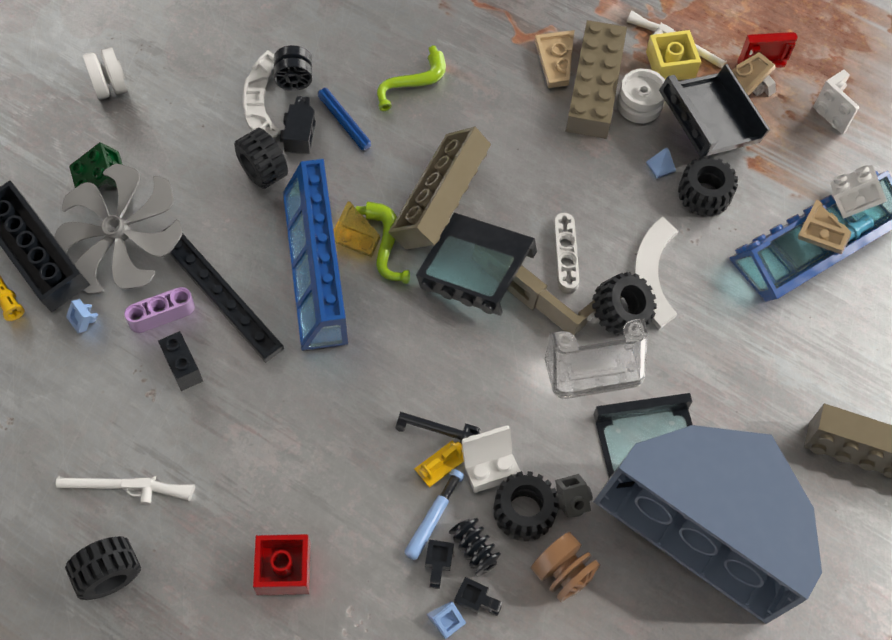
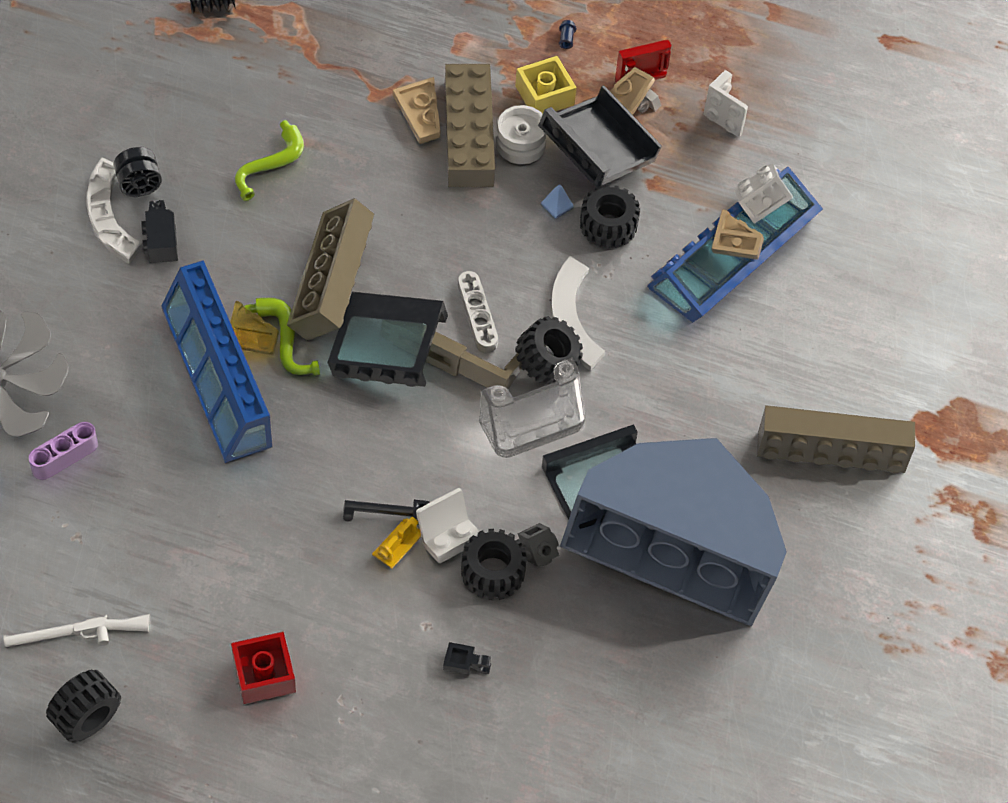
camera: 15 degrees left, 5 degrees down
(180, 361) = (101, 496): black brick -> none
(226, 299) = (130, 427): black tile -> none
(261, 158) = (131, 273): black tyre -> none
(344, 119) = (206, 216): blue axle -> none
(431, 519) = (399, 604): light blue piece -> none
(438, 558) = (418, 631): black plate -> none
(446, 619) = (439, 686): light blue slope -> none
(475, 546) = (451, 612): black piece -> none
(563, 564) = (542, 608): medium nougat wheel -> none
(661, 28) = (527, 59): white piece -> none
(703, 9) = (567, 31): none -> dark blue pin
(859, 226) = (772, 229): medium azure pin -> none

